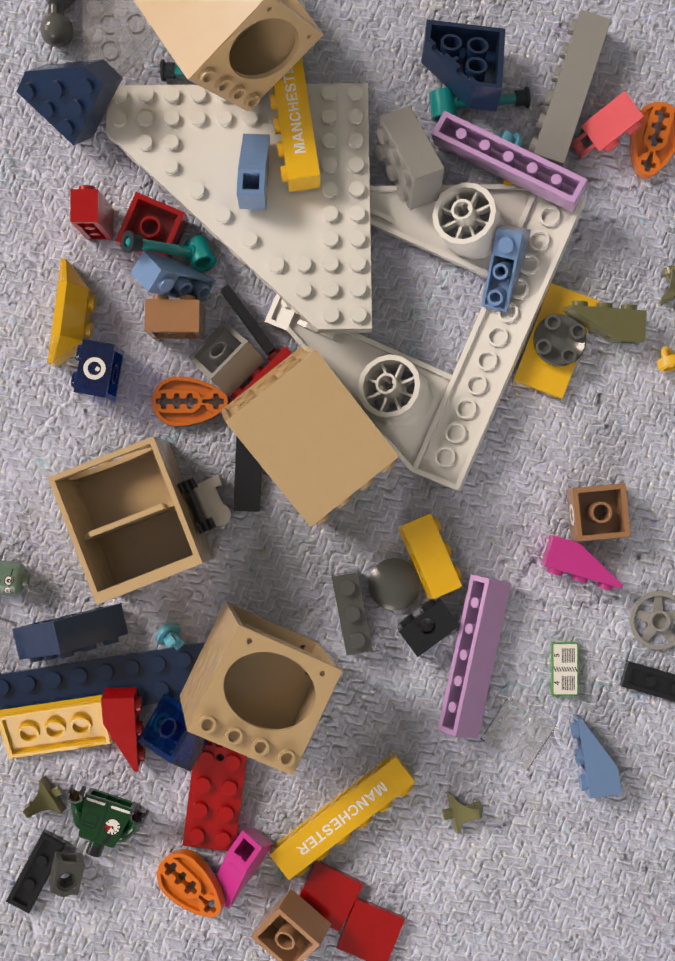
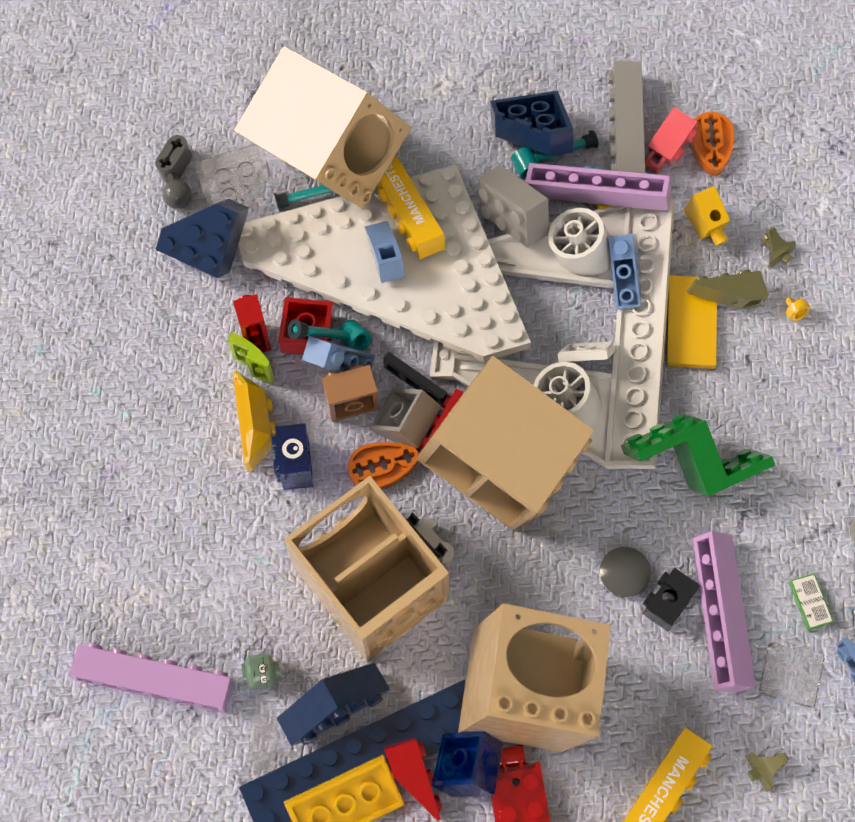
camera: 15 degrees left, 20 degrees down
(85, 250) = (249, 354): none -> lime slope
(169, 636) = (429, 680): medium azure plate -> none
(247, 480) = (456, 515): black tile -> none
(352, 612) = (593, 601): dark grey brick -> none
(430, 556) = (649, 534): yellow brick -> none
(432, 348) = (586, 351): none -> white tile
(508, 514) = (697, 454): none -> green bracket
(559, 340) = (695, 316): dark grey dish -> none
(574, 559) = (779, 498): dark pink slope -> none
(598, 512) = (790, 447): medium nougat brick -> none
(613, 220) = (708, 215): none -> yellow torso

